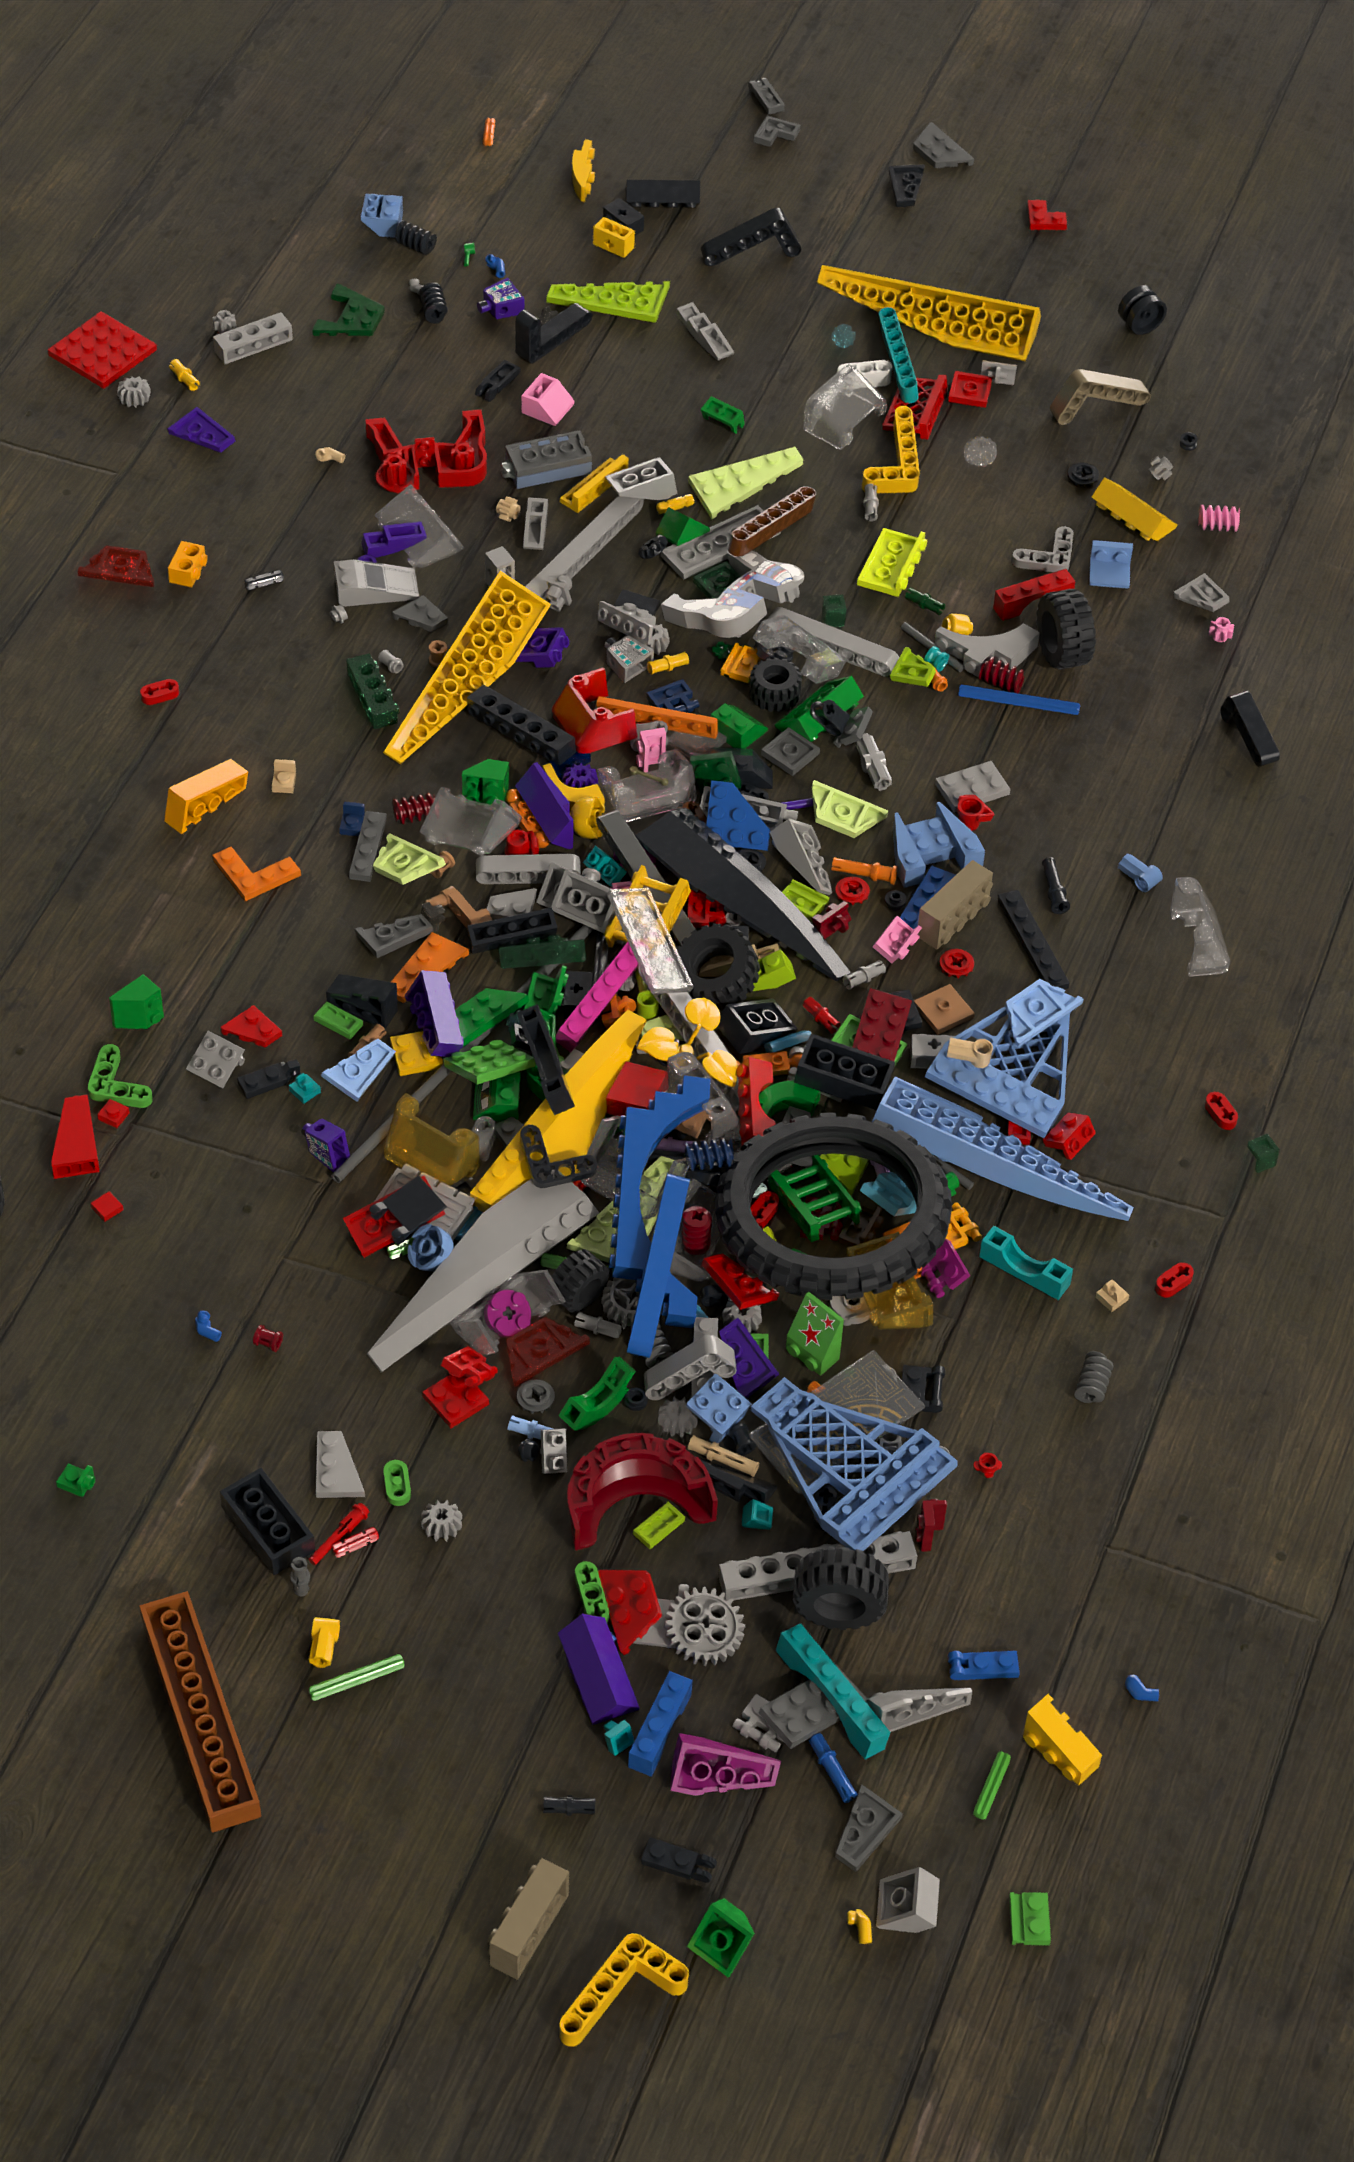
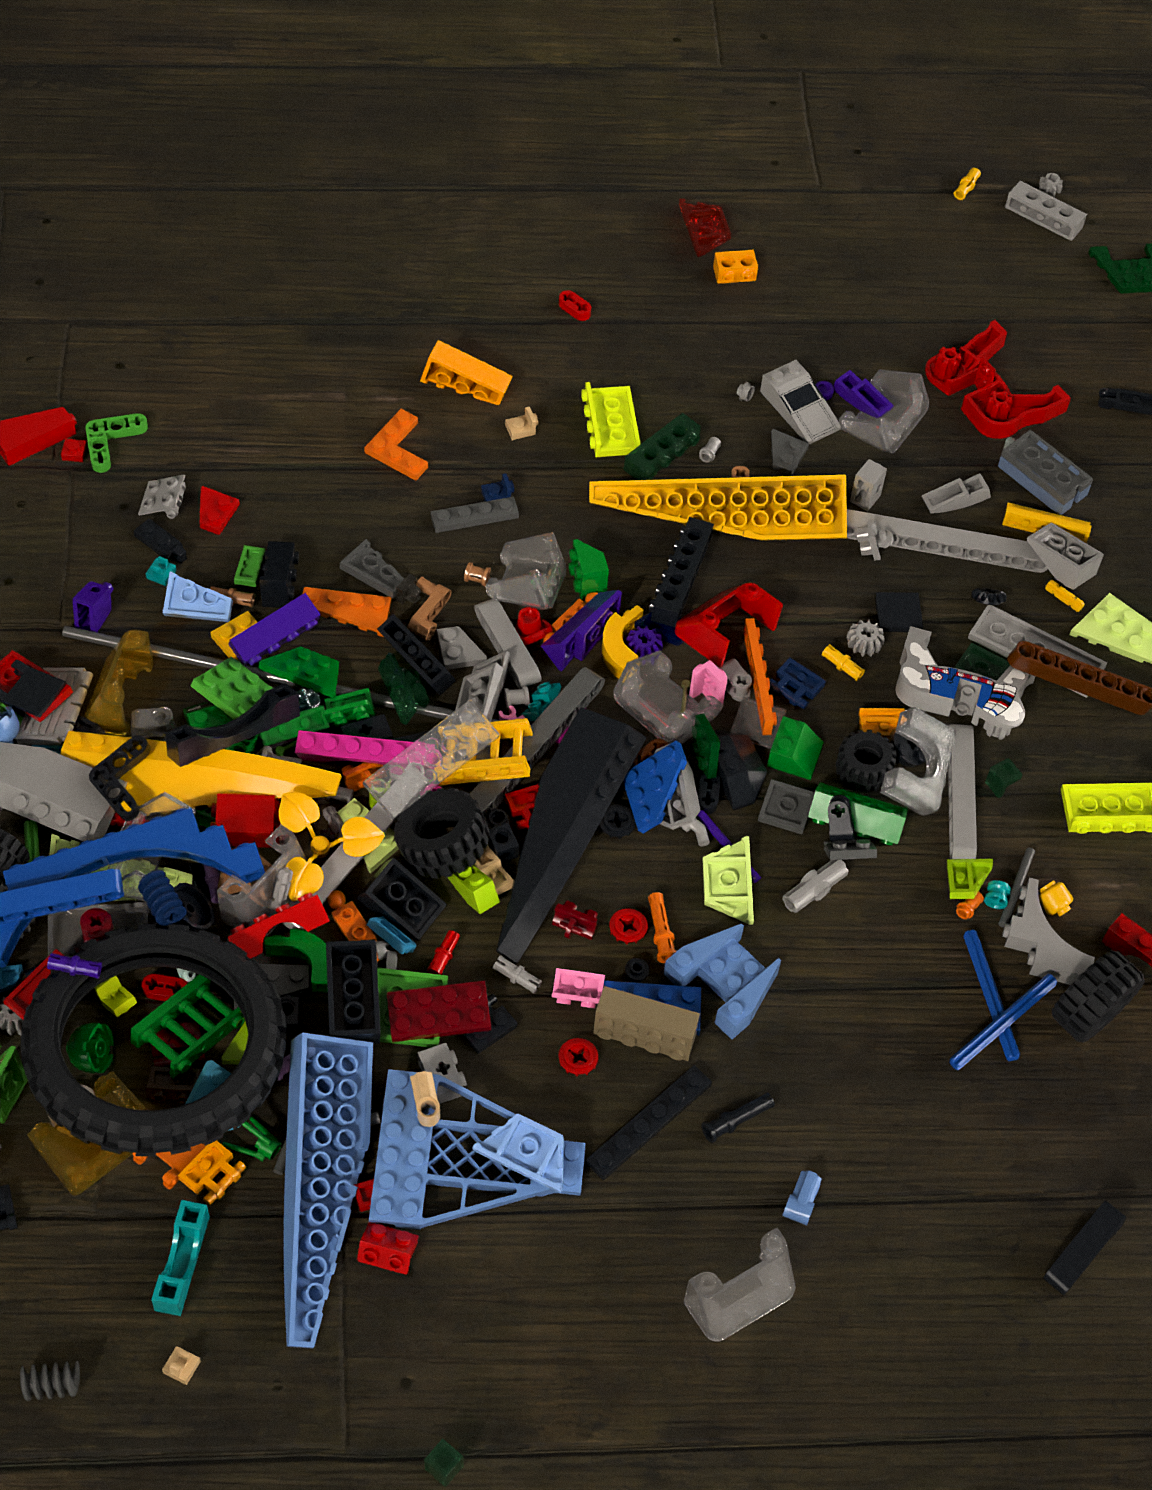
camera: 65 degrees right, 5 degrees up
(102, 349) = (959, 122): red plate -> none
(133, 391) = (919, 157): light grey gear -> none
(137, 1005) = (192, 416): green slope -> none
(202, 430) = (907, 219): dark purple wing -> none
(264, 579) = (754, 326): axle -> none
(318, 714) = (610, 420): none -> neon yellow bracket
(329, 454) = (941, 314): tan arm -> none
(405, 861) = (462, 544): yellowish green wing -> none
(412, 807) = (528, 524): dark red piece -> none
(508, 509) = (960, 466): tan gear -> none
(544, 647) = (798, 556): dark purple plate -> none
(546, 400) = (1124, 444): bright pink slope -> none
(584, 817) = (596, 659): yellow cylinder -> none
(628, 620) = (872, 607): light grey bracket -> none
(628, 657) = (827, 626): light grey torso -> none
(680, 528) = (1031, 609): green slope -> none
(722, 650) = (890, 702): dark green plant -> none
(726, 1083) = (281, 888): none -> light grey axle
(754, 1224) = (74, 965): none -> dark purple pin
(800, 847) = (653, 861): light grey wedge -> none
(806, 899) = (589, 885): lime plate -> none
(925, 601) = (1075, 857): dark green pin -> none
(944, 1009) = (509, 1066): medium nougat plate -> none
(950, 1267) = (145, 1179): magenta plate -> none
(973, 811) = (792, 998): red piece -> none
(978, 780) = (839, 991): light grey plate -> none
(1002, 675) = (1011, 964): dark red piece -> none
(1051, 698) = (1002, 1022): none -> blue axle
(1177, 1283) = (224, 1430): red beam -> none
(1224, 1109) = (491, 1394): red beam -> none

